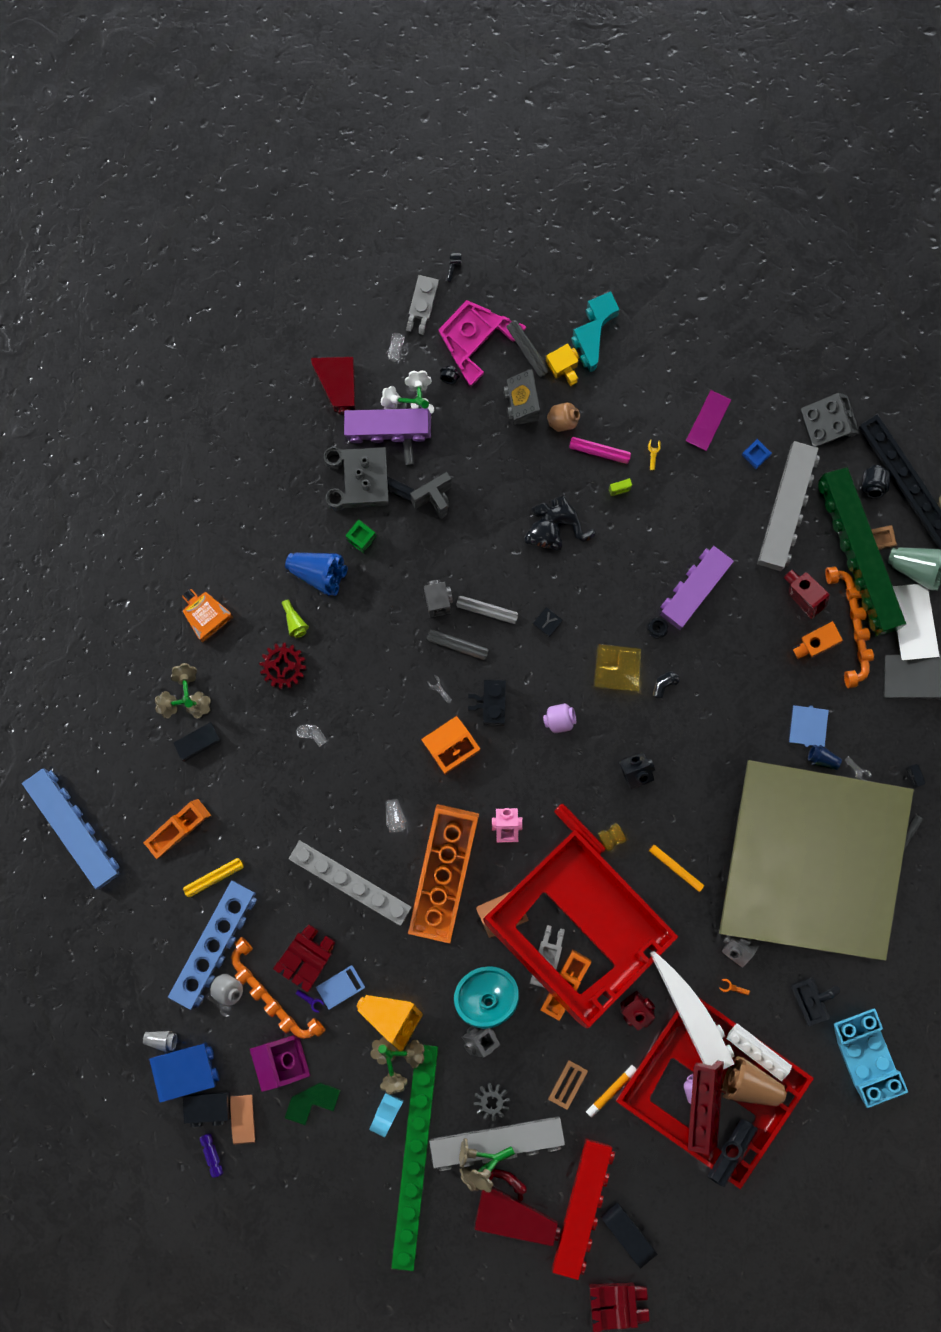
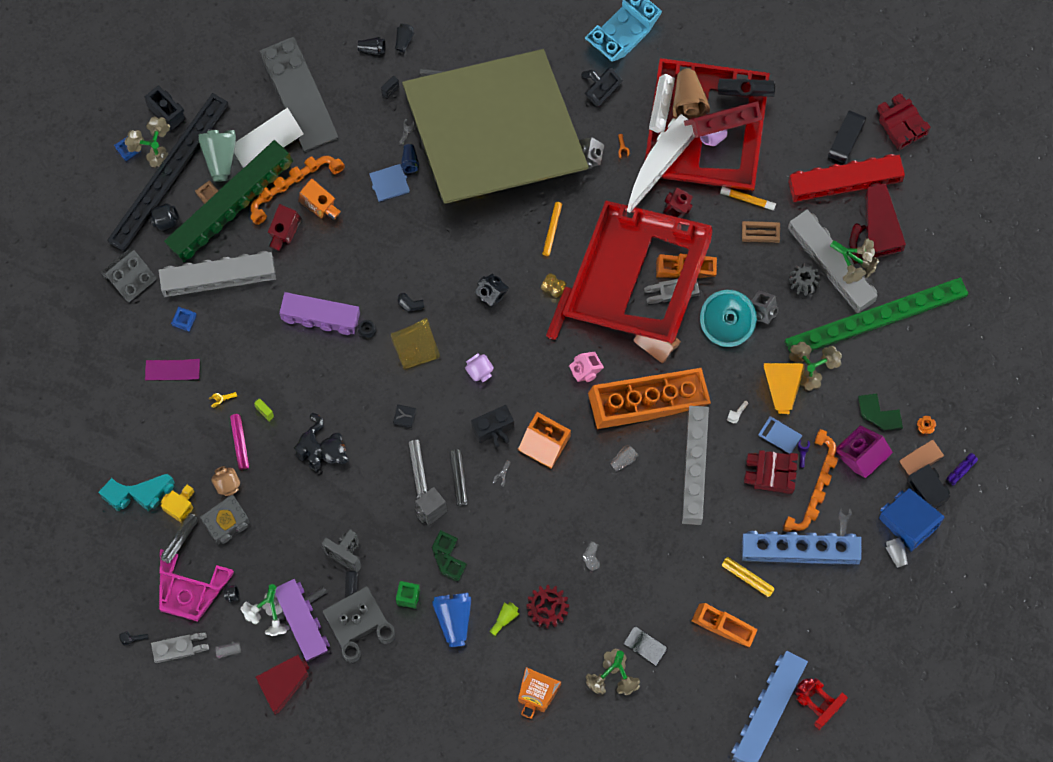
camera: 115 degrees left, 10 degrees down
(44, 885) = (827, 709): none -> red tile
(226, 990) = (830, 518): light grey head -> none
(279, 1139) = (926, 429): none -> orange plate
(375, 591) = (447, 564): none -> dark green tile
(383, 950) = (733, 417): none -> white hand
(385, 1114) = (857, 352): medium azure leg -> none

